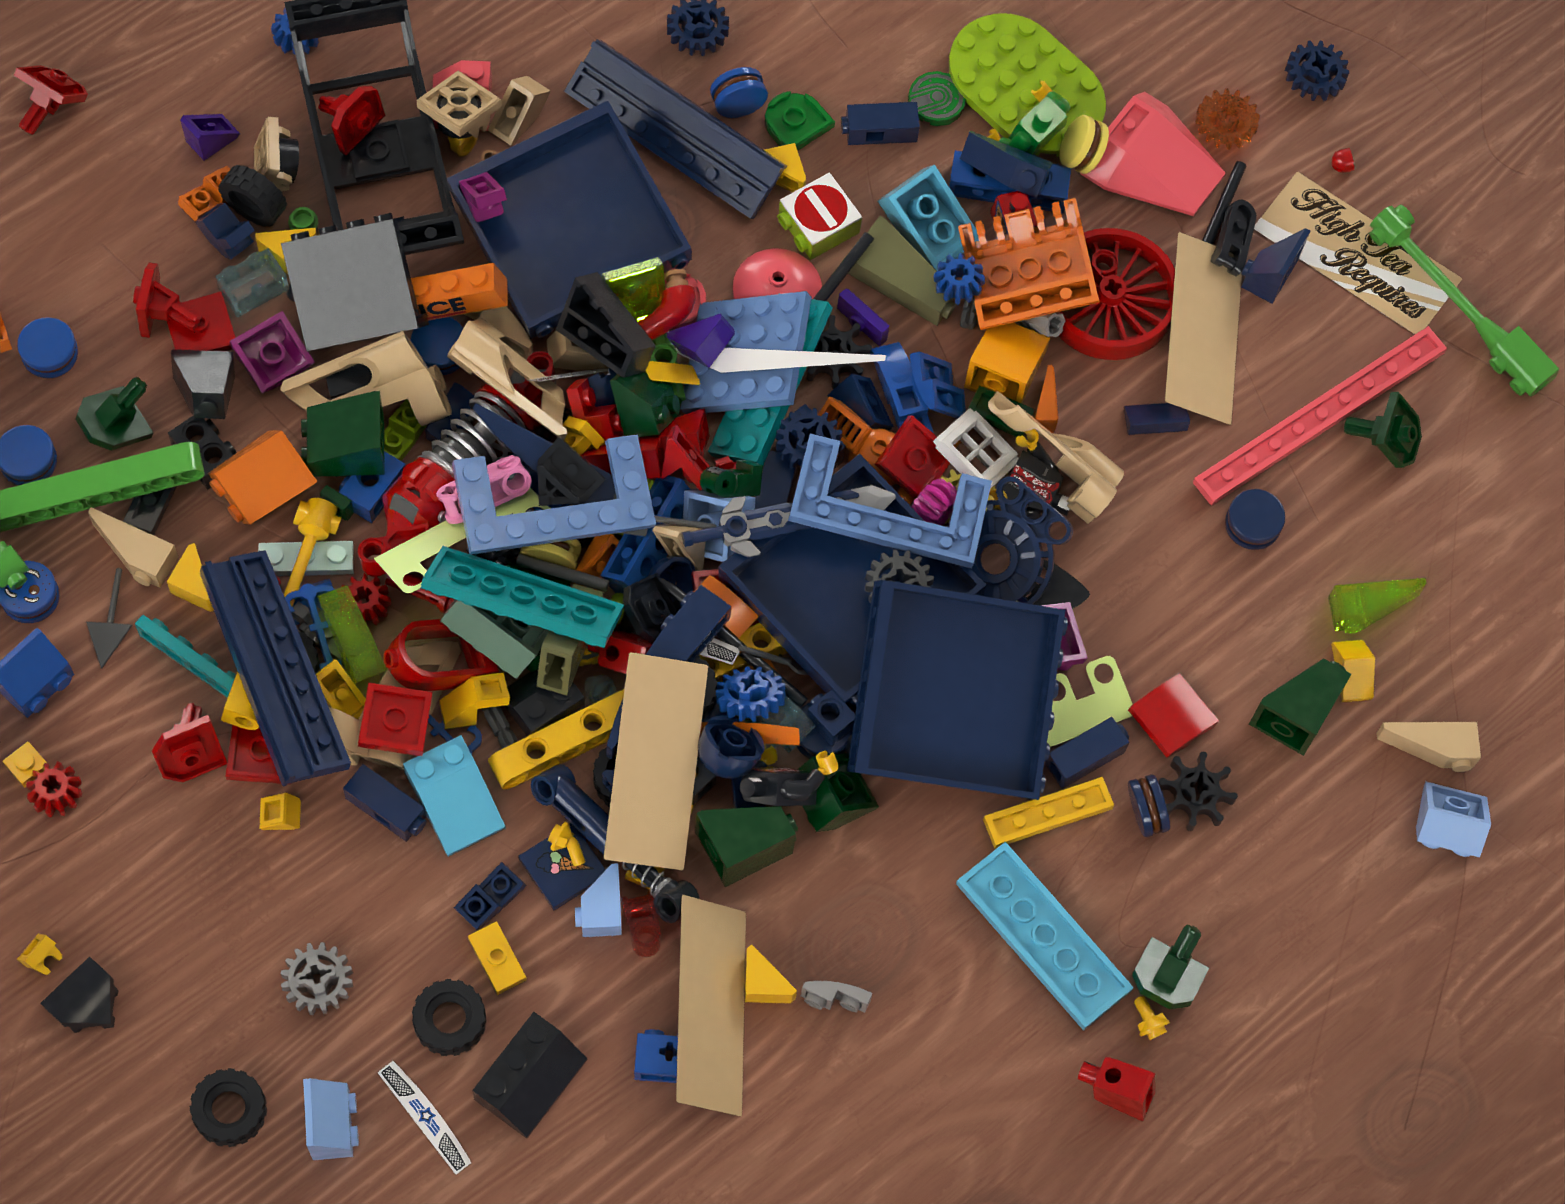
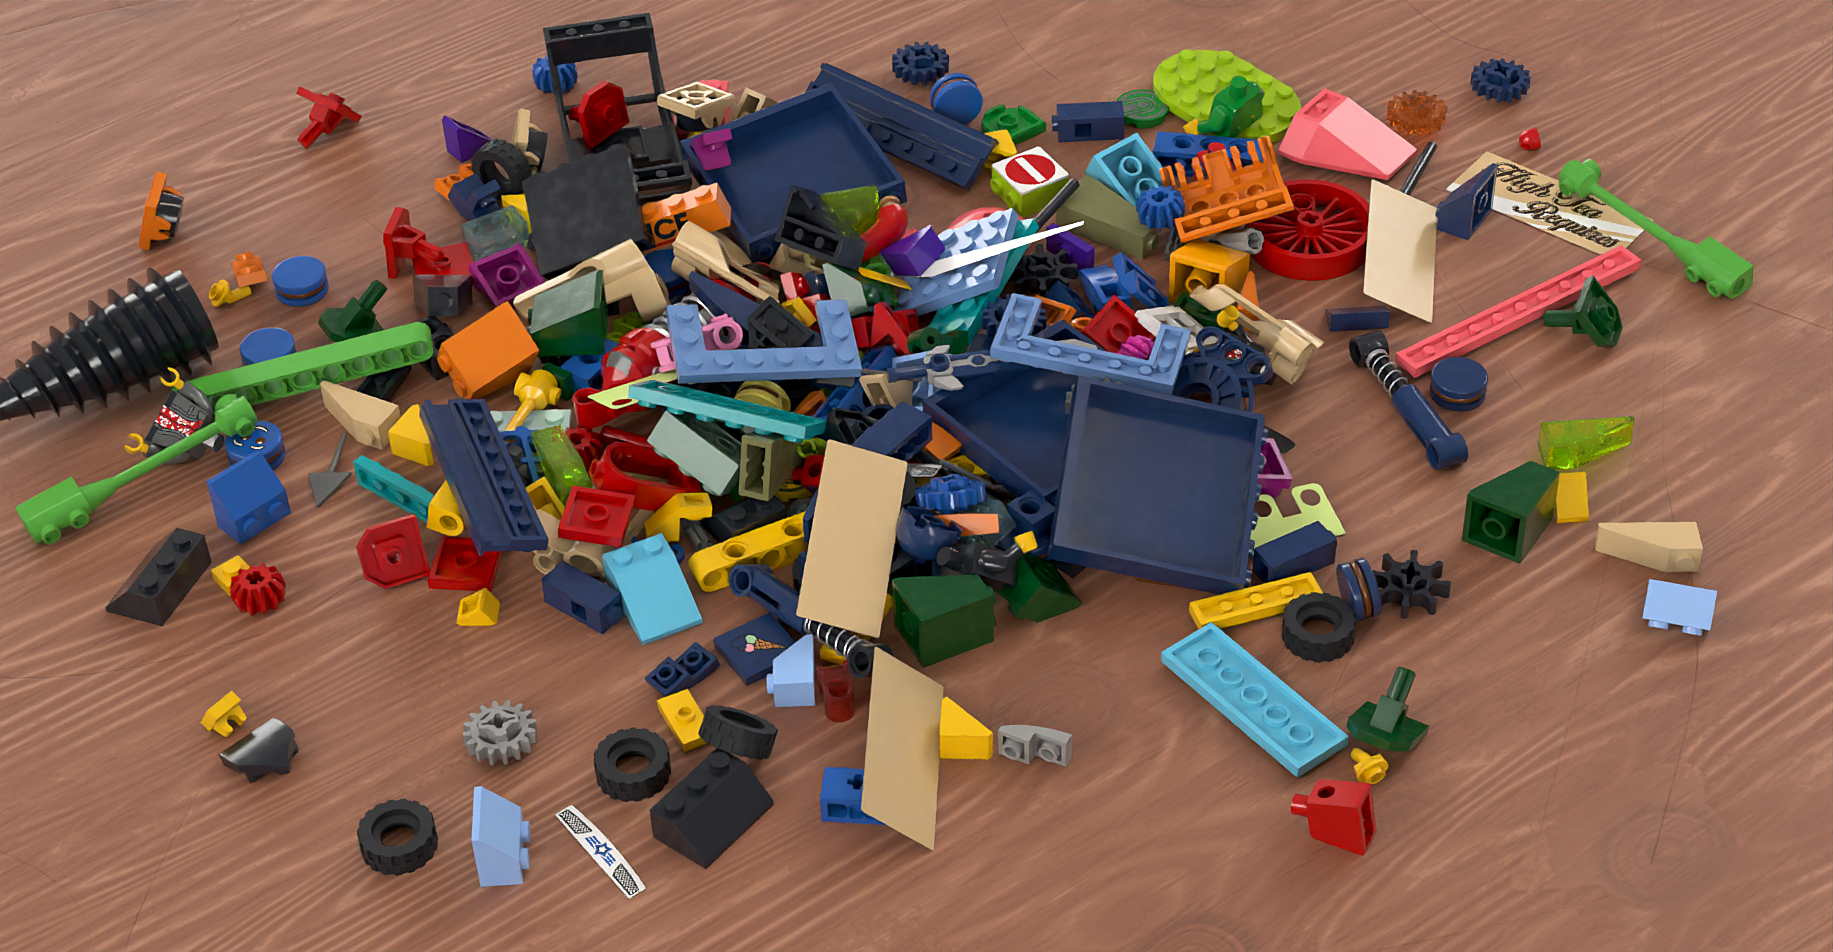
camera: 10 degrees right, 25 degrees down
(547, 1005) = (738, 732): none -> black tyre
(563, 837) = (756, 617): yellow plate -> none
(1006, 164) = (1204, 129): dark blue slope -> none
(1084, 144) = (1279, 120): light yellow head -> none
(1101, 868) = (1318, 646): none -> black tyre
(1173, 715) = (1382, 528): red slope -> none
(1235, 237) = (1428, 188): black plate -> none
(1236, 607) = (1441, 445): none -> dark blue piece

